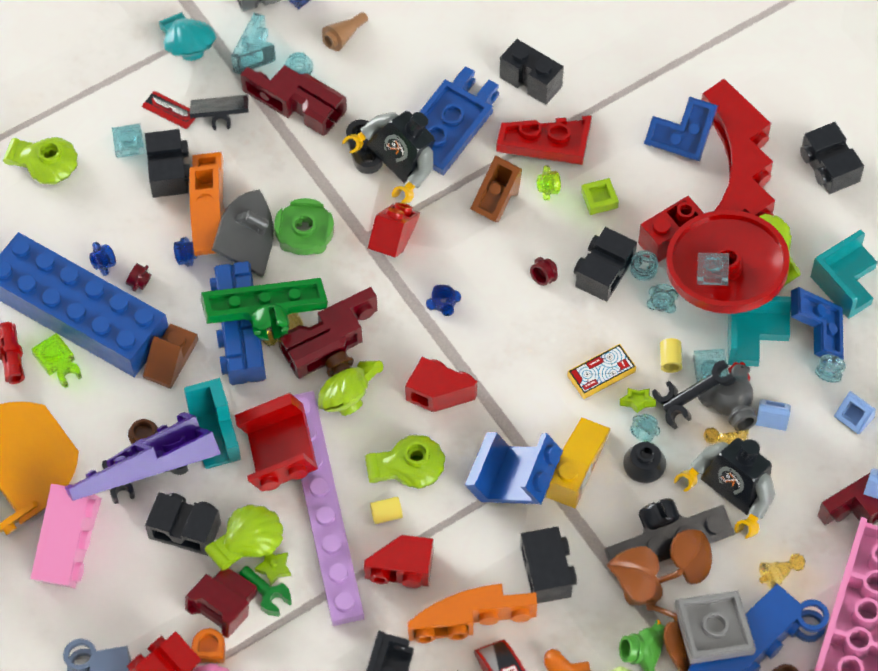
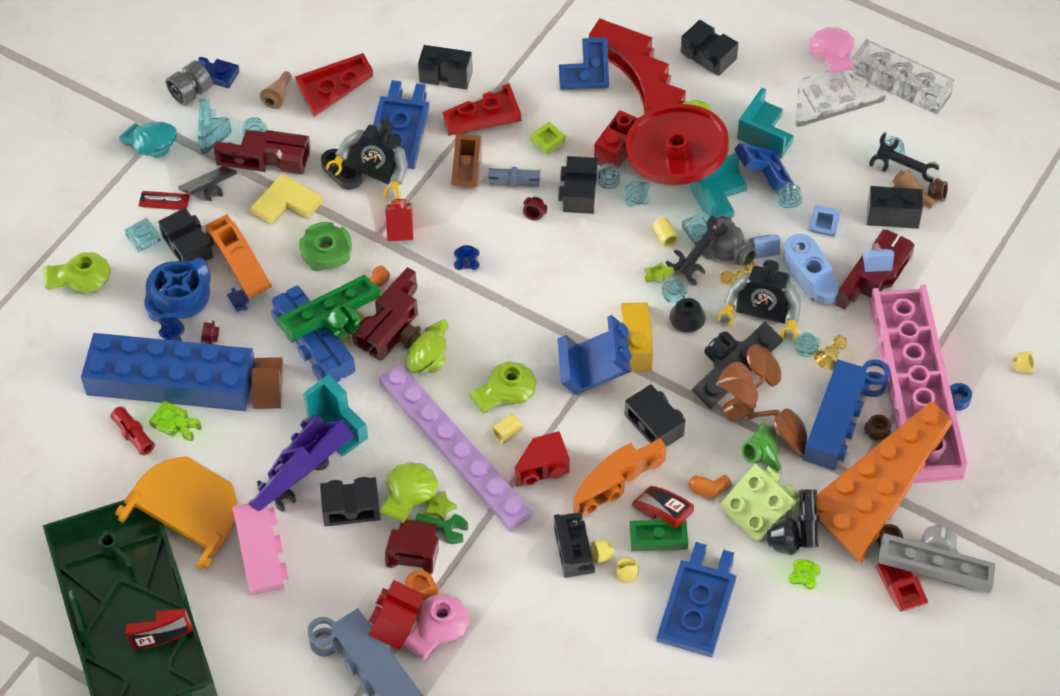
camera: 25 degrees left, 5 degrees down
(129, 216) = (177, 295): none -> blue piece
(141, 429) = (275, 446): reddish brown plate -> none
(246, 232) = (281, 264): dark grey shield -> none
(278, 442) = (394, 410): red panel -> none
(294, 152) = (285, 194): none -> light yellow tile
(342, 285) = (380, 275): none -> orange arm
(406, 43) = (332, 82): none -> red wing
(439, 387) = (500, 321): red slope -> none
(541, 226) = (514, 176): none -> sand blue pin
(548, 183) = (503, 142): clear neon green plate -> none
(601, 371) = (618, 264): tile -> none
(713, 269) = (671, 151): clear light blue plate -> none
(714, 627) = (810, 407): light grey plate -> none
(758, 556) = (805, 349): none -> clear light blue plate
(807, 487) = (810, 269): none -> light blue piece

